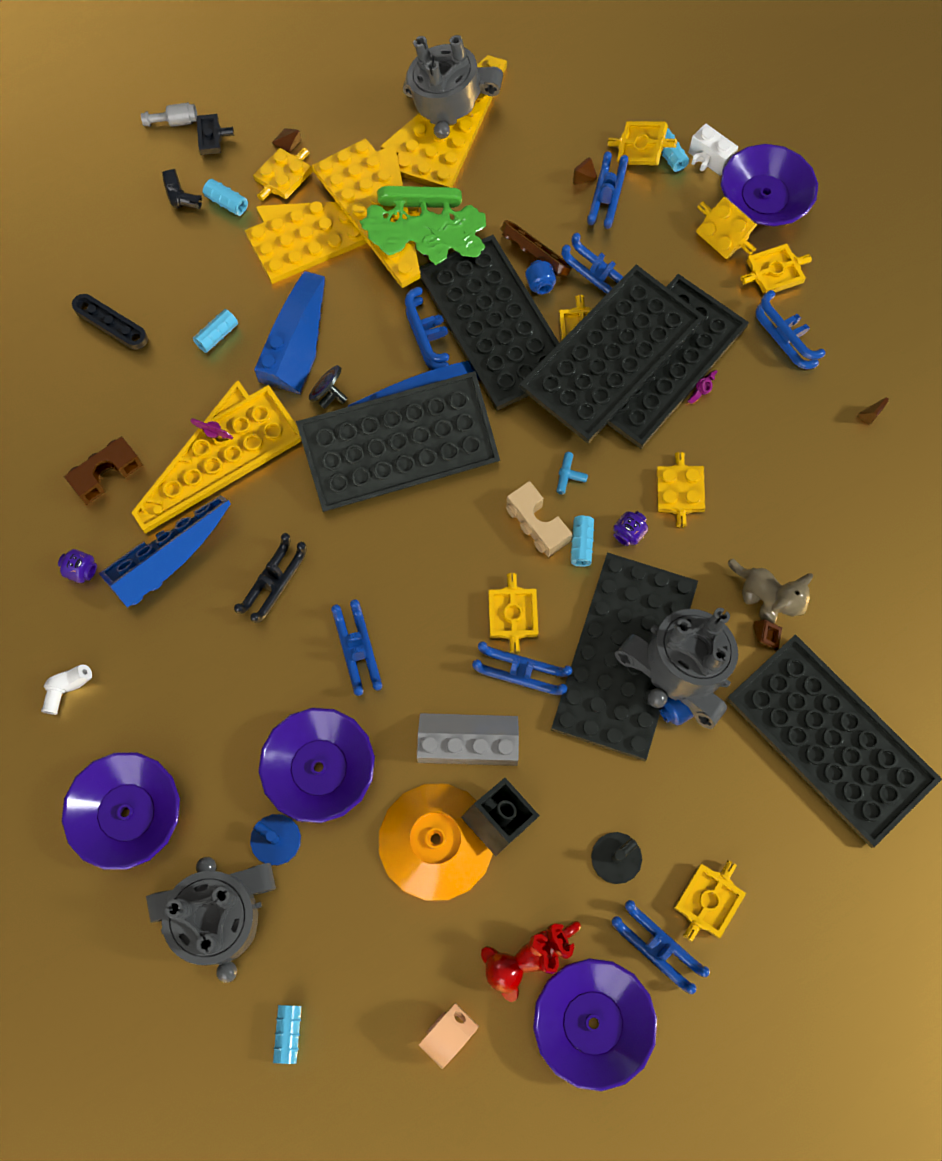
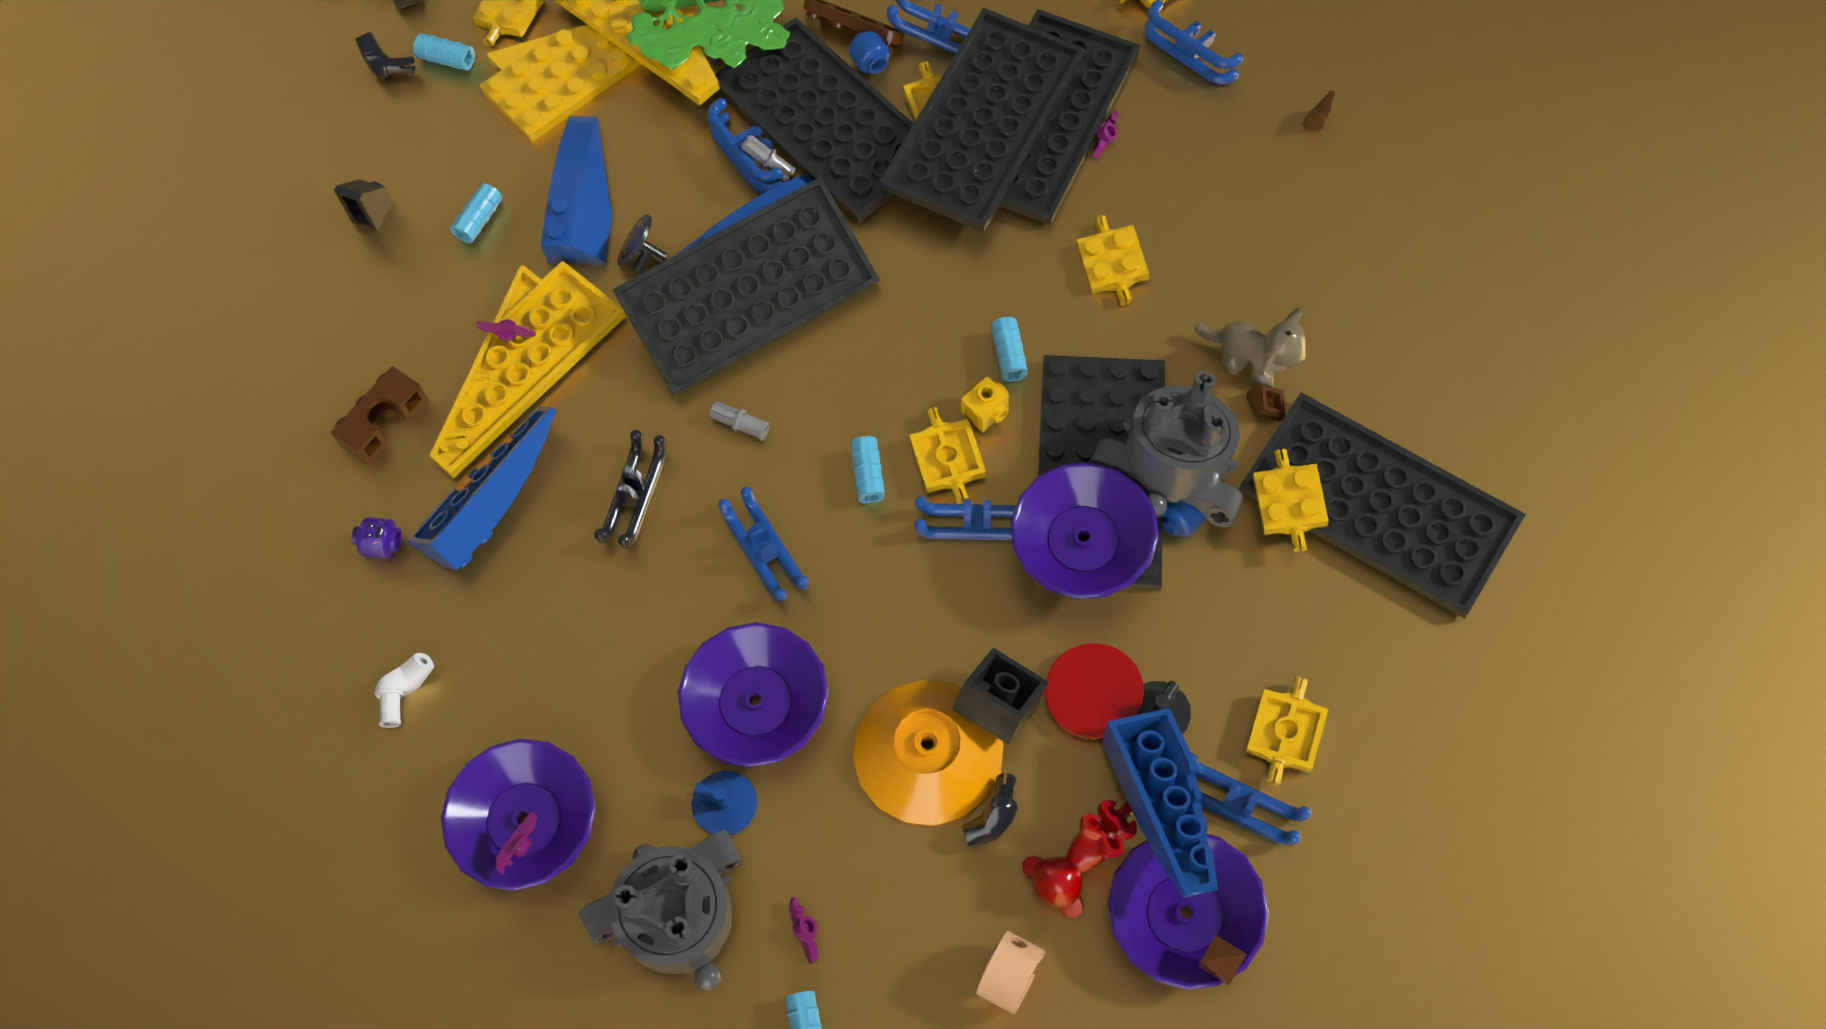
camera: 10 degrees left, 5 degrees down
(109, 321) = (336, 234): black plate -> none
(113, 835) = (517, 844): none -> magenta piece
(136, 301) = (364, 202): none -> black slope
(307, 955) = (804, 929): none -> magenta piece
(365, 544) = (739, 420): none -> light grey axle
(441, 342) = (766, 156): none -> light grey axle
(450, 608) = (867, 469): none -> medium azure axle
(468, 739) = (935, 620): light grey slope -> none
(472, 907) = (996, 816): none -> black arm
(549, 535) = (964, 353): tan arch -> none
(552, 580) = (985, 403): none -> yellow brick
(565, 474) = (966, 276): dark azure piece -> none
(572, 829) = (1093, 687): none -> red tile
(601, 930) = (1163, 795): none -> blue wedge
(605, 681) = (1090, 503): none -> dark purple dish
(609, 1073) = (1222, 960): none -> reddish brown slope
(630, 528) = (1064, 319): dark purple head -> none
(763, 719) = (1290, 499): none -> yellow plate

